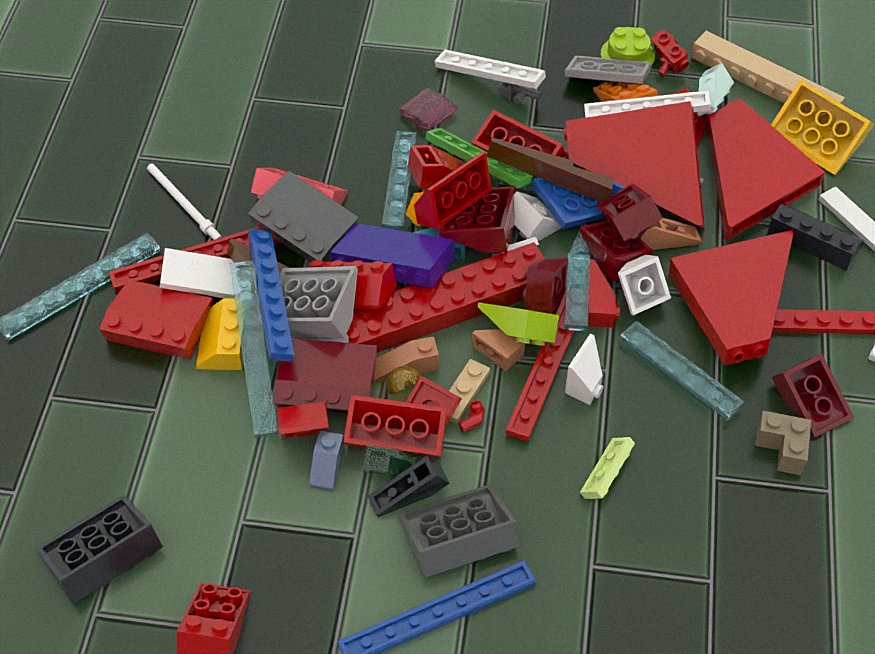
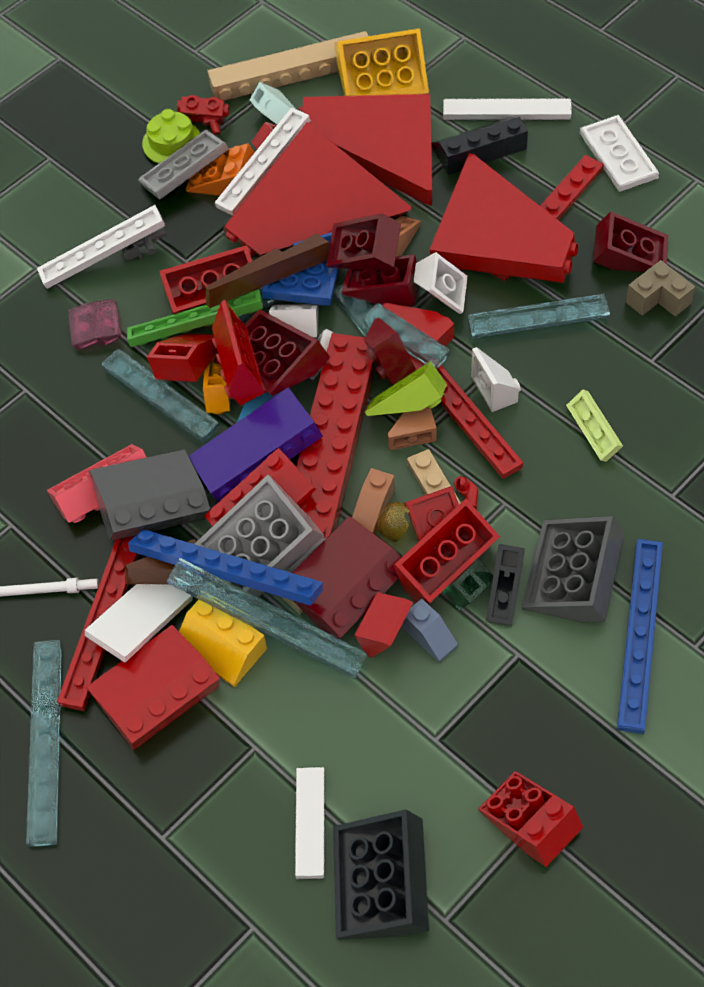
camera: 50 degrees left, 5 degrees up
(116, 478) = (309, 823): none -> white tile

